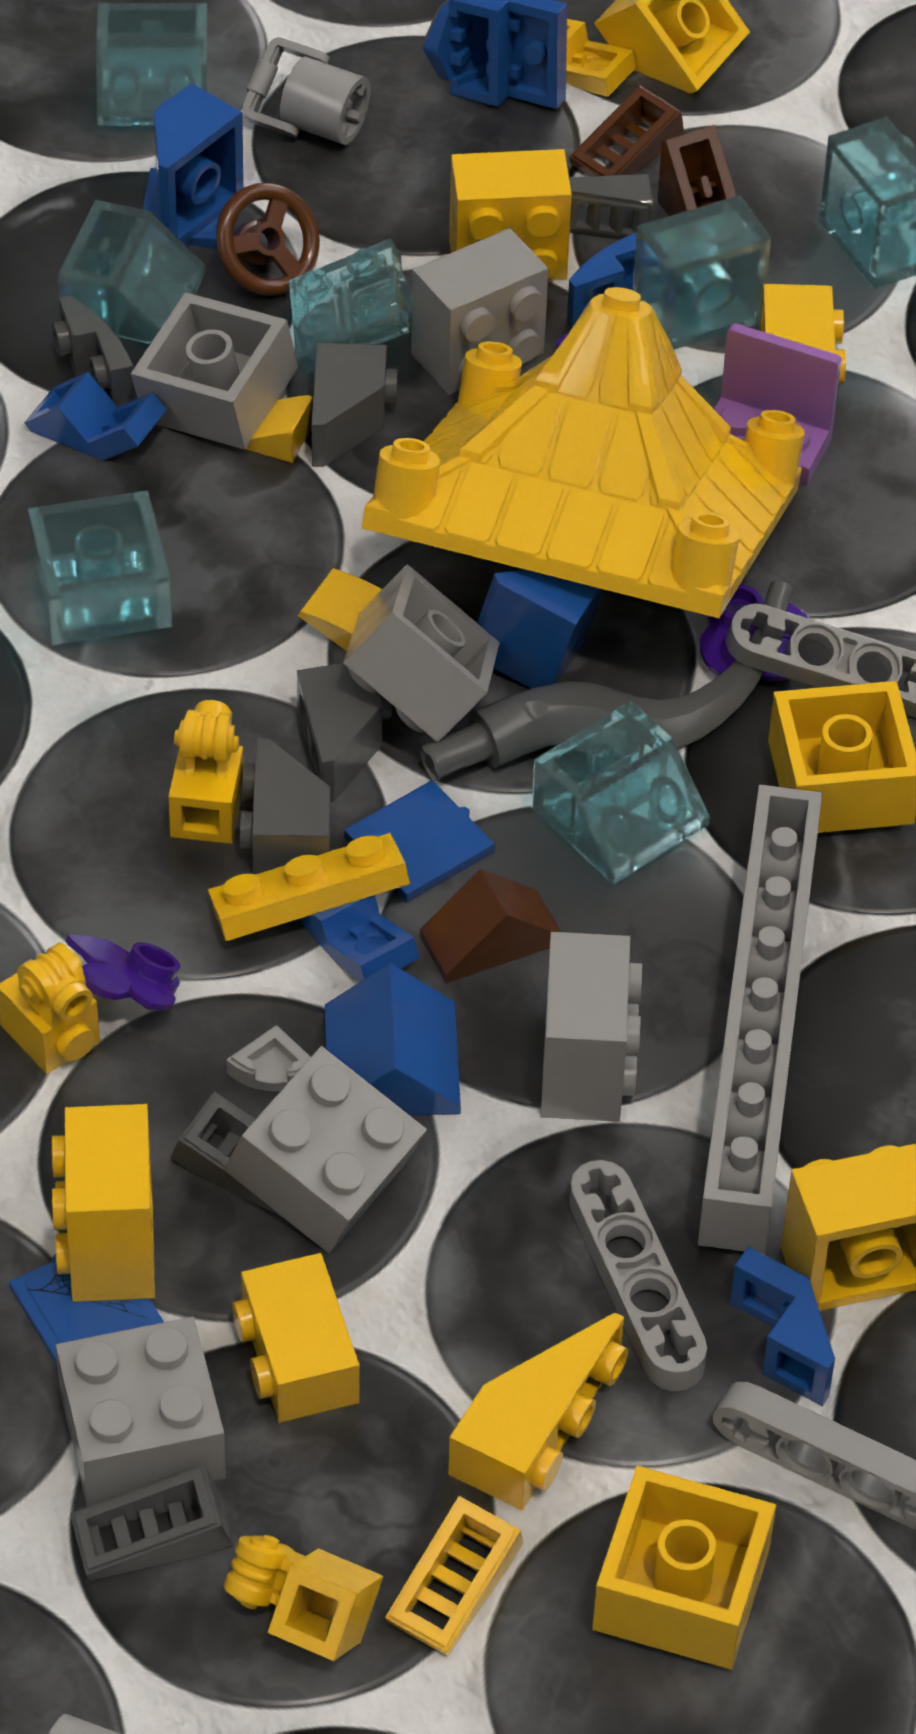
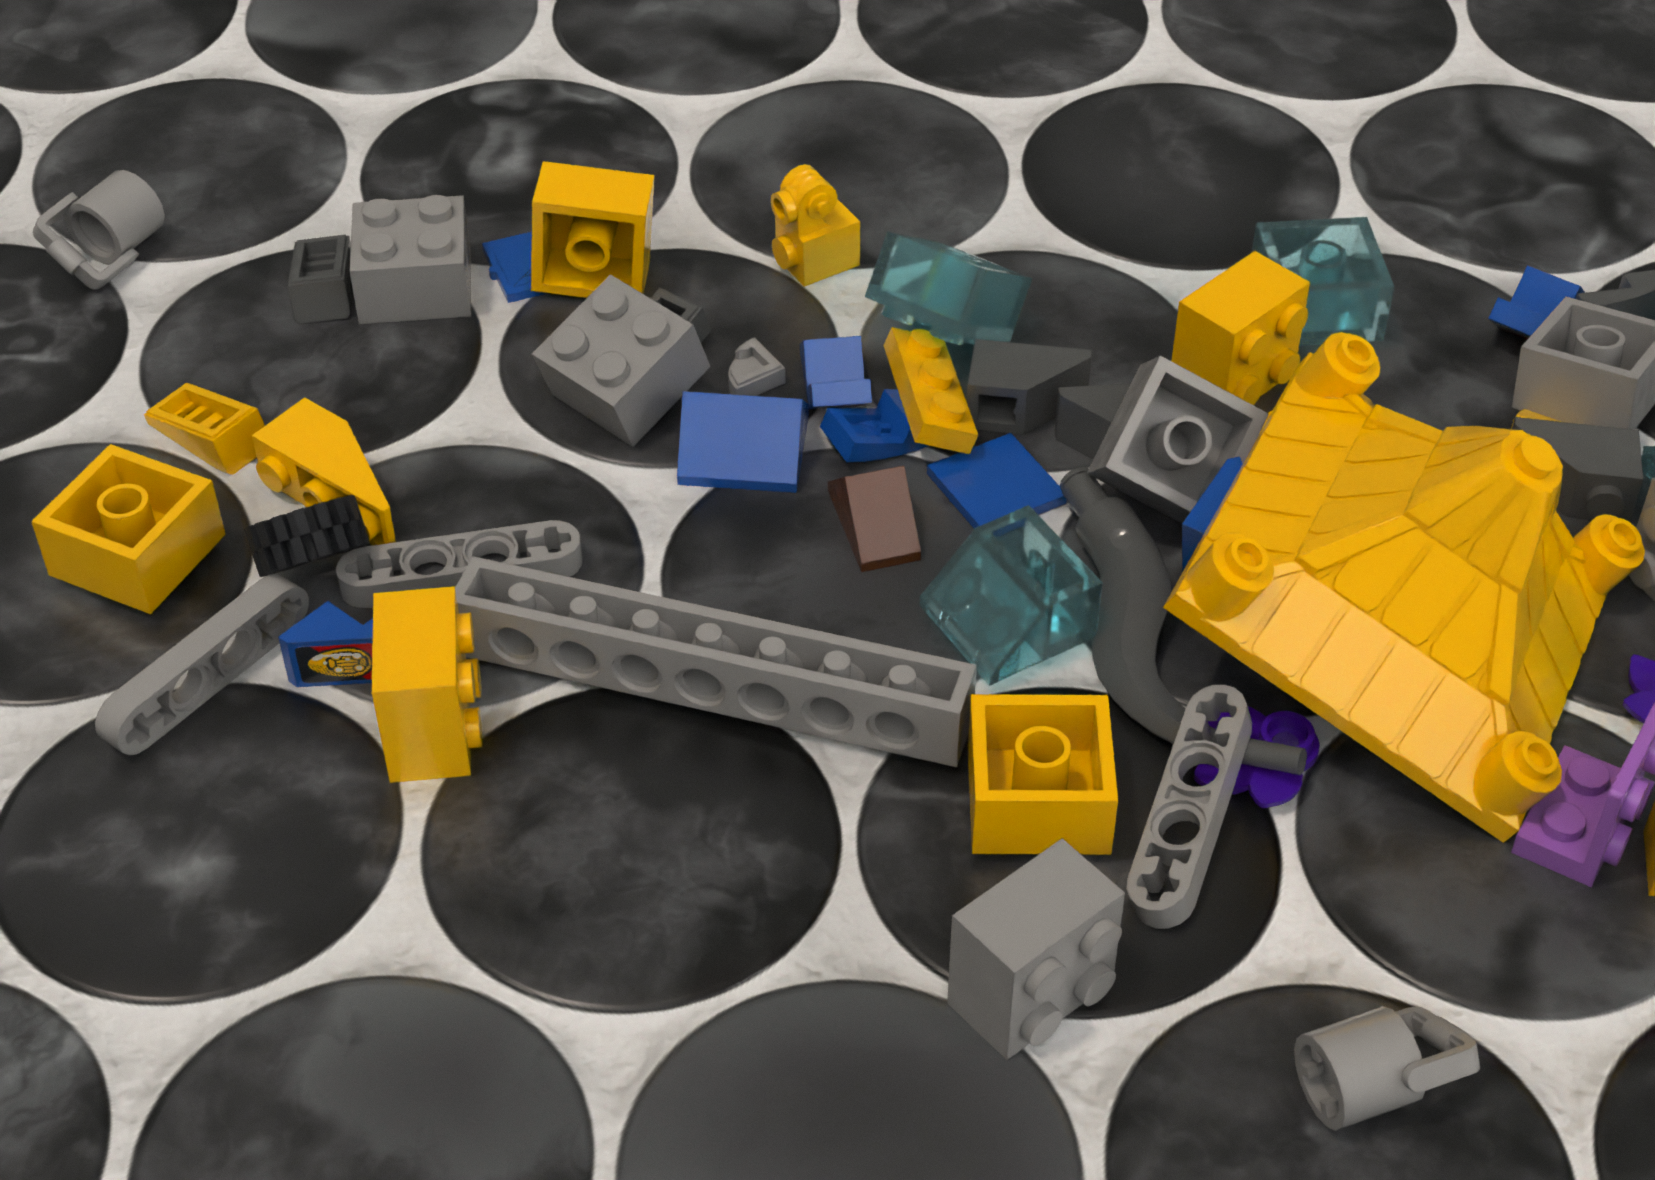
camera: 100 degrees right, 5 degrees down
(113, 973) = (836, 270): dark purple plate -> none
(174, 858) = (946, 290): none -> clear light blue brick
(206, 775) = (1064, 311): yellow brick -> none
(218, 623) = (1243, 327): none -> yellow brick
(266, 986) = (834, 373): none -> slope
(298, 1338) = (453, 349): yellow brick -> none
(317, 1596) = (200, 328): yellow brick -> none
(590, 1027) = (709, 523): light grey brick -> none
(637, 1379) = (306, 535): none -> black tyre

